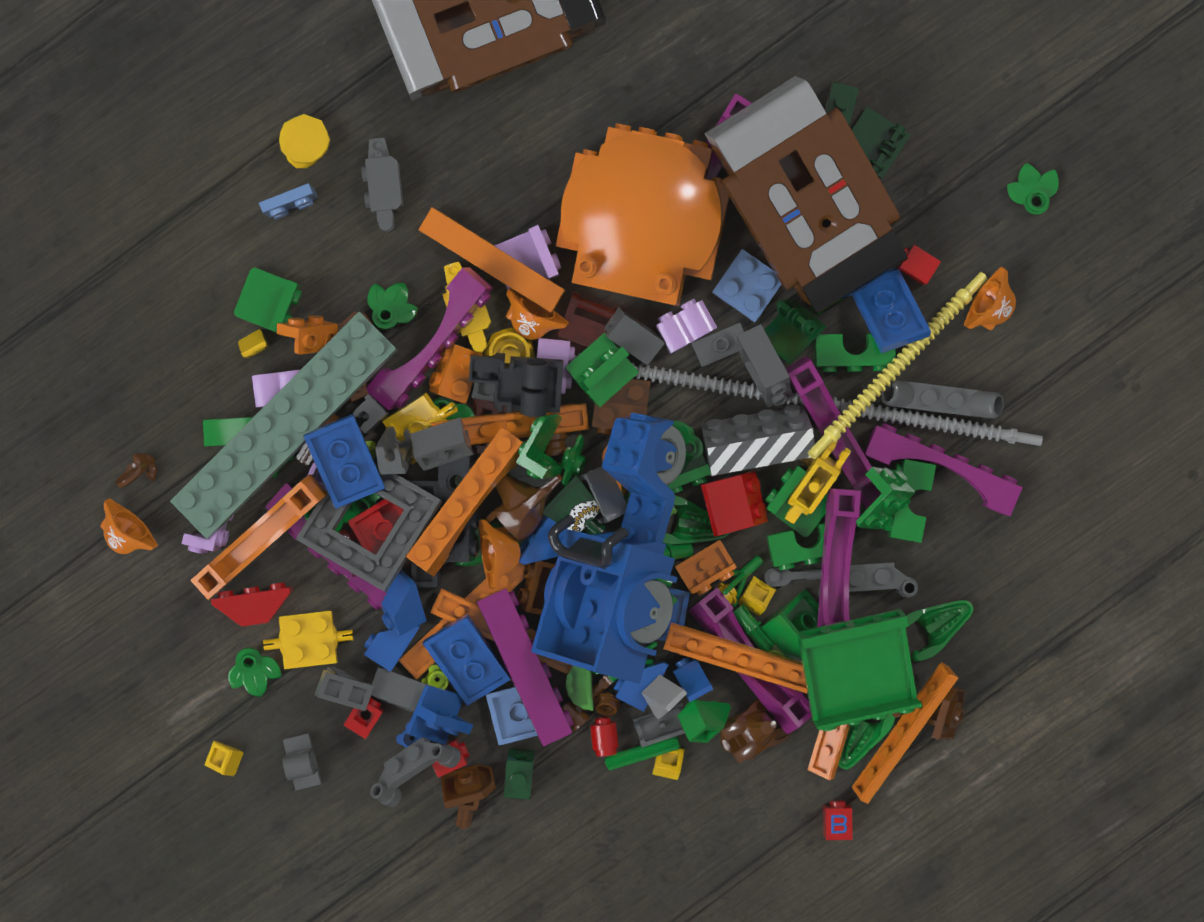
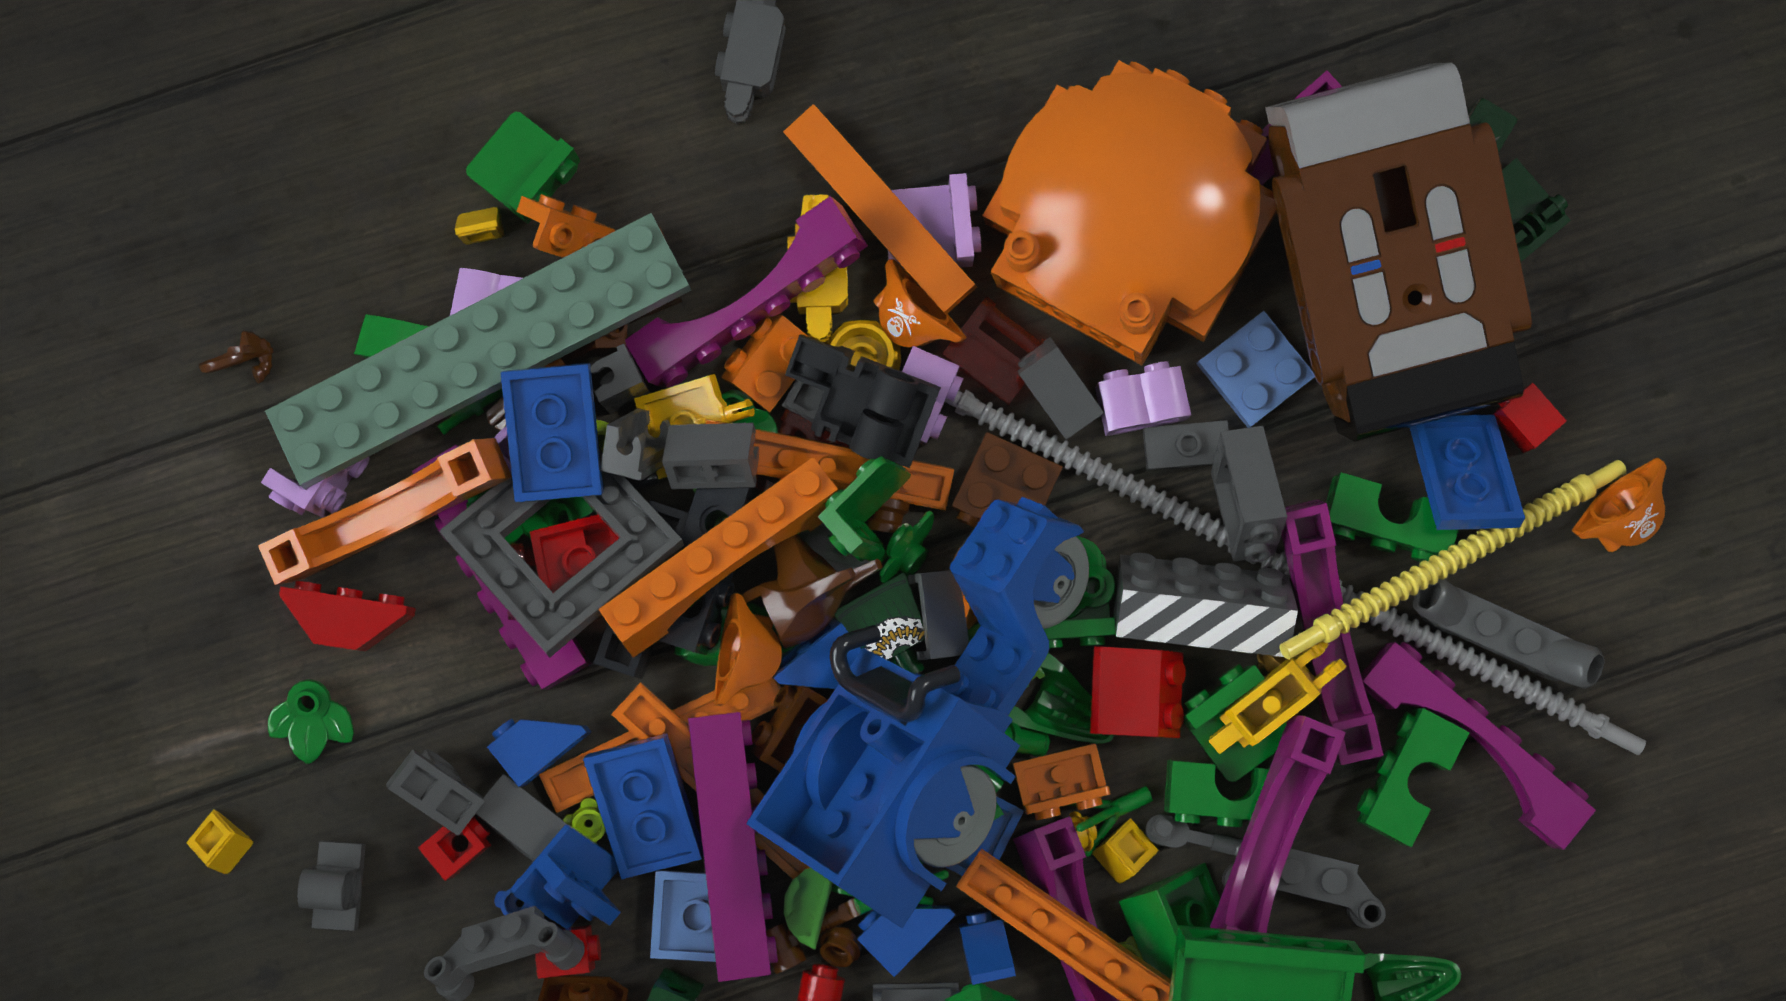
camera: 10 degrees right, 5 degrees down
(124, 530) = (189, 440): orange hat -> none
(279, 205) = (602, 24): medium blue plate -> none
(308, 639) = (411, 698): yellow plate -> none
(392, 302) = (709, 227): green plate -> none
(402, 605) = (571, 688): blue slope -> none
(602, 369) = (994, 423): green bracket -> none
(662, 696) = (932, 961): light grey slope -> none
(752, 628) = (1105, 900): green axle -> none
(792, 329) = (1309, 454): dark green hinge -> none
(894, 497) = (1388, 764): green bracket -> none
(1031, 185) = (1736, 354): green plate -> none

